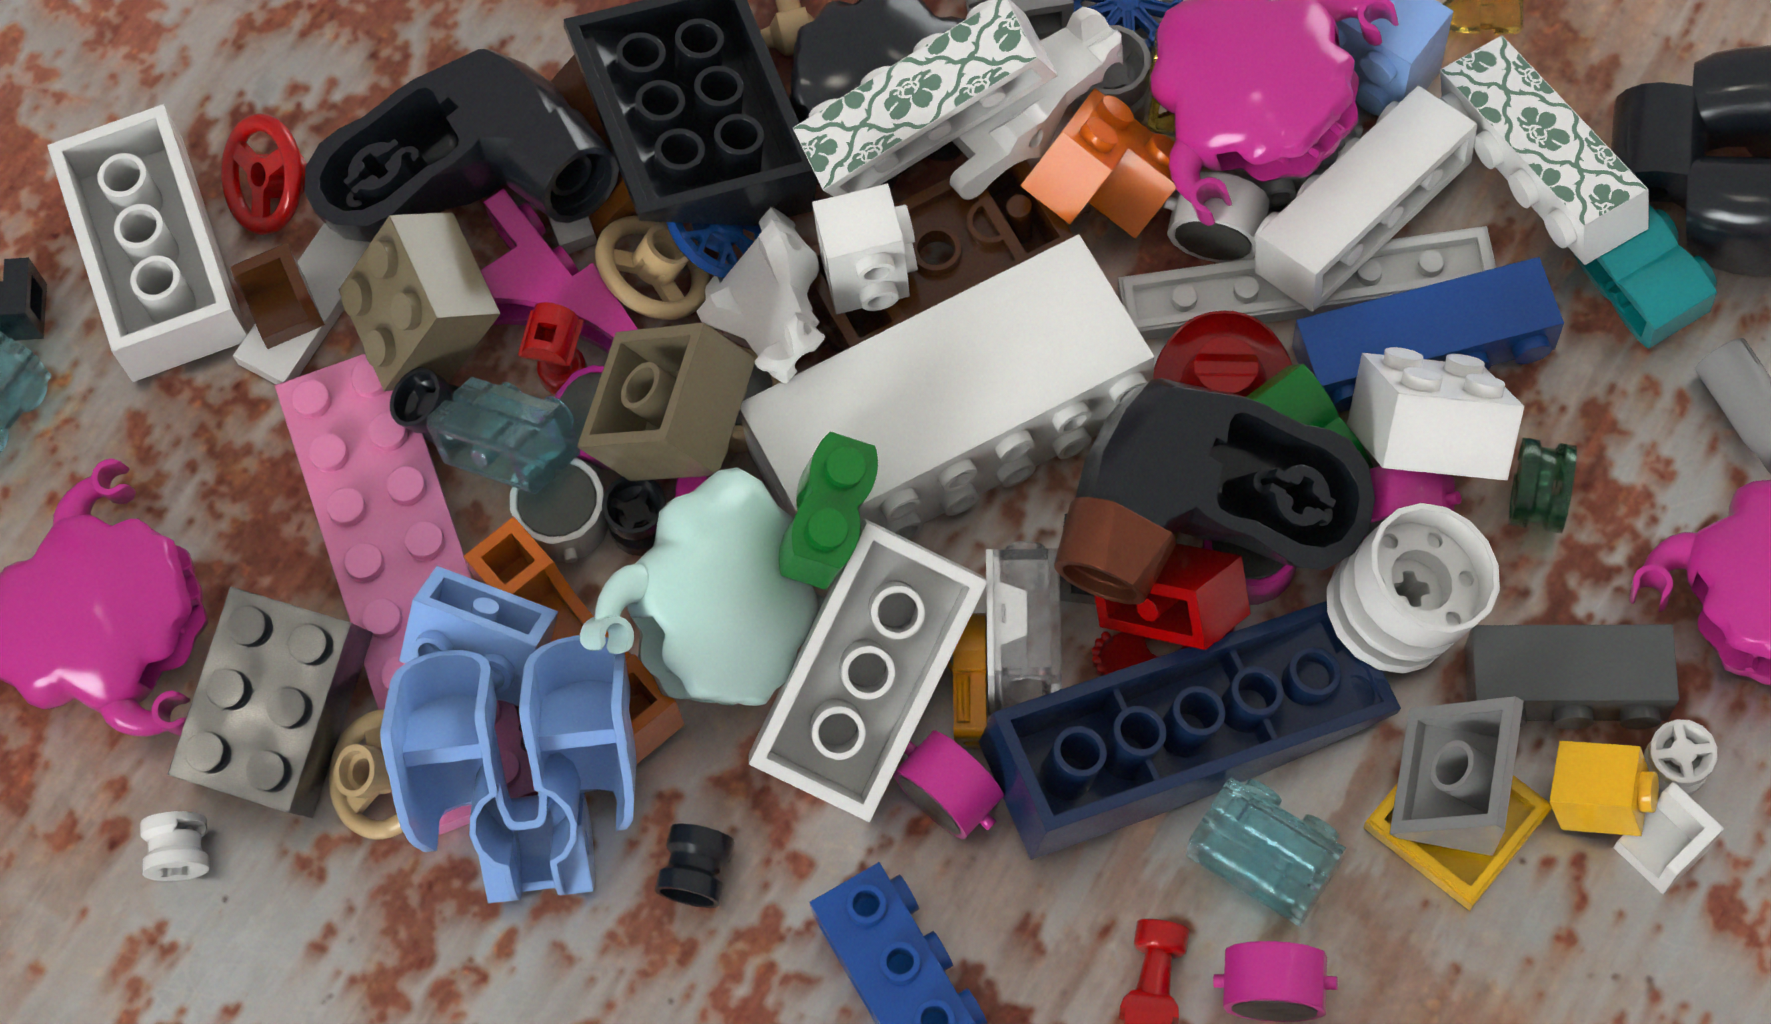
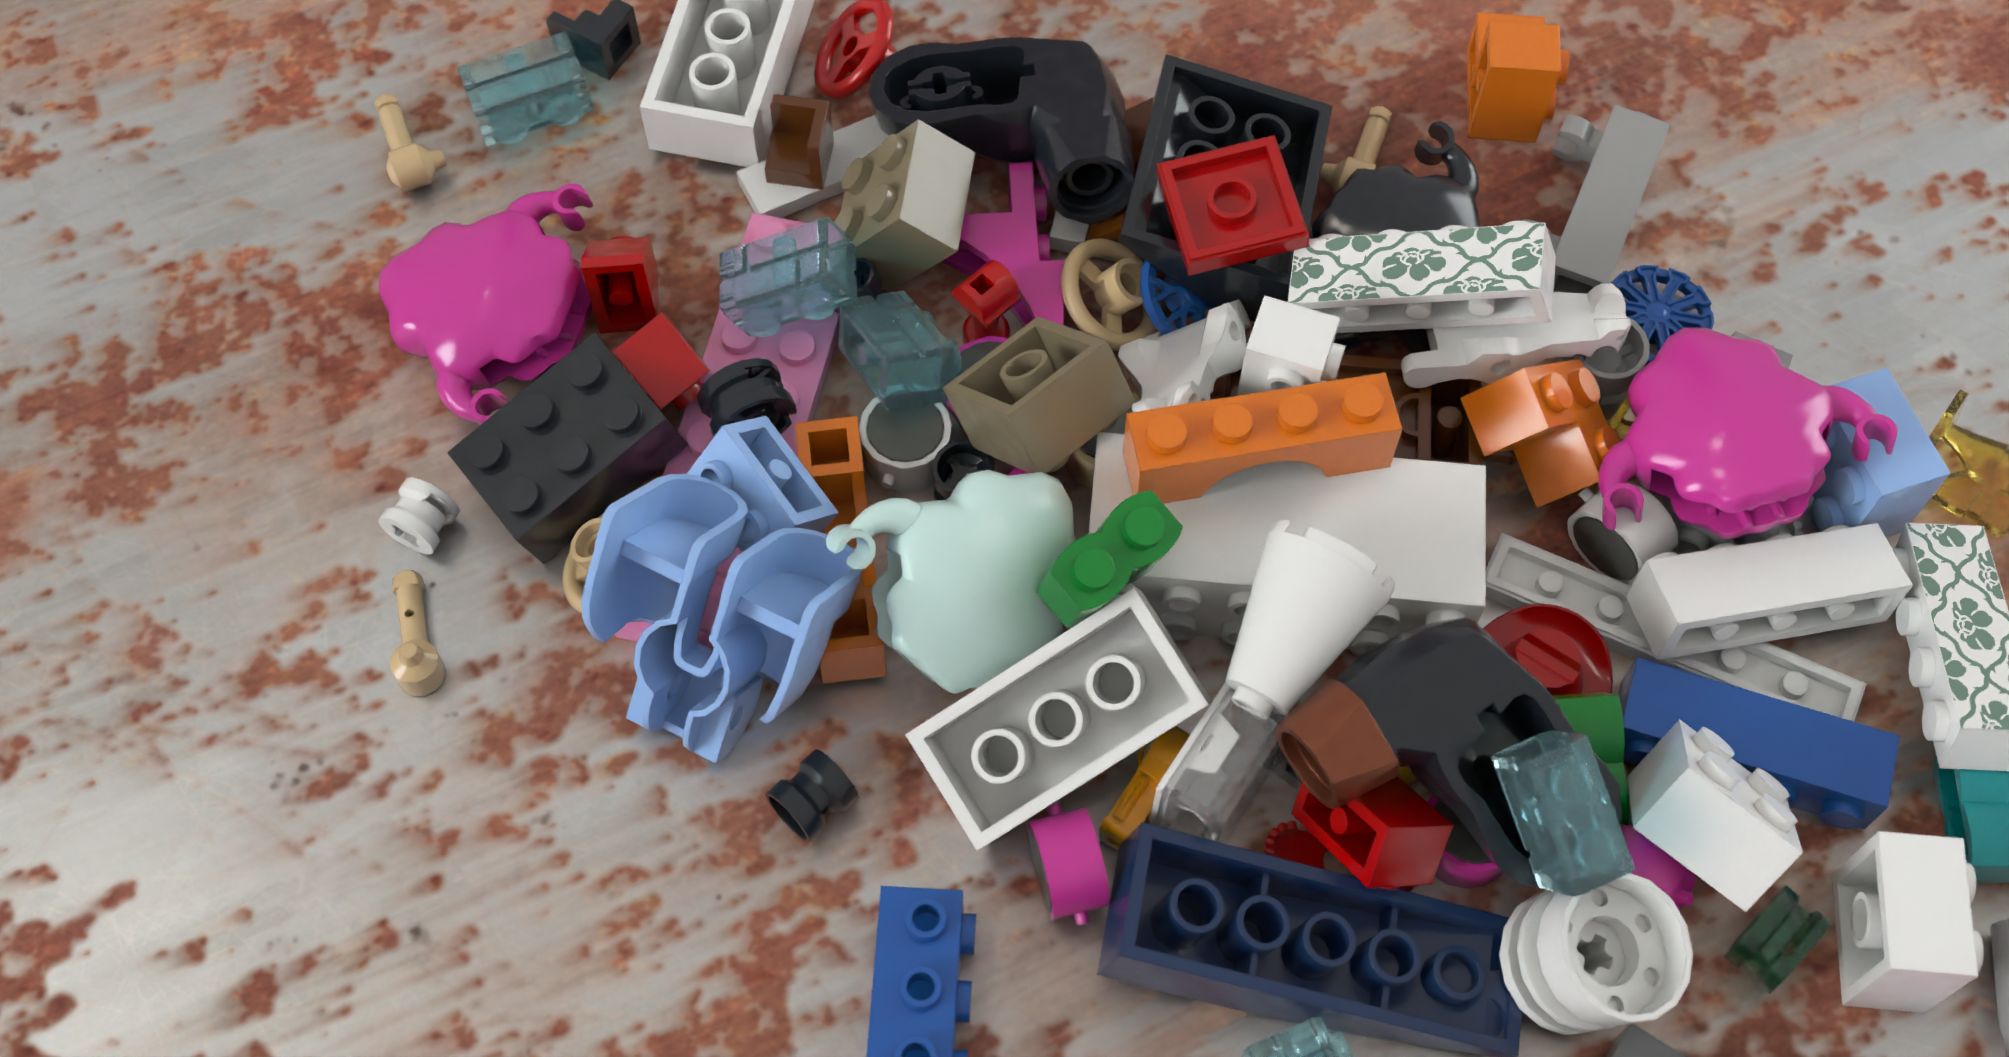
camera: 25 degrees right, 5 degrees down
(207, 522) = (621, 282): none -> red slope
(265, 972) = (416, 660): none -> tan piece
(300, 572) = (663, 363): none -> red slope
(365, 430) = (788, 277): none -> clear light blue brick
(403, 562) = (746, 392): none -> black wheel
(719, 129) = (1232, 205): none -> red tile
(838, 363) = (1328, 424): none -> orange arch
(1017, 462) = (1300, 616): none -> white cone
(1324, 492) = (1563, 812): none -> clear light blue brick
(1630, 409) = (1905, 922): none -> white brick

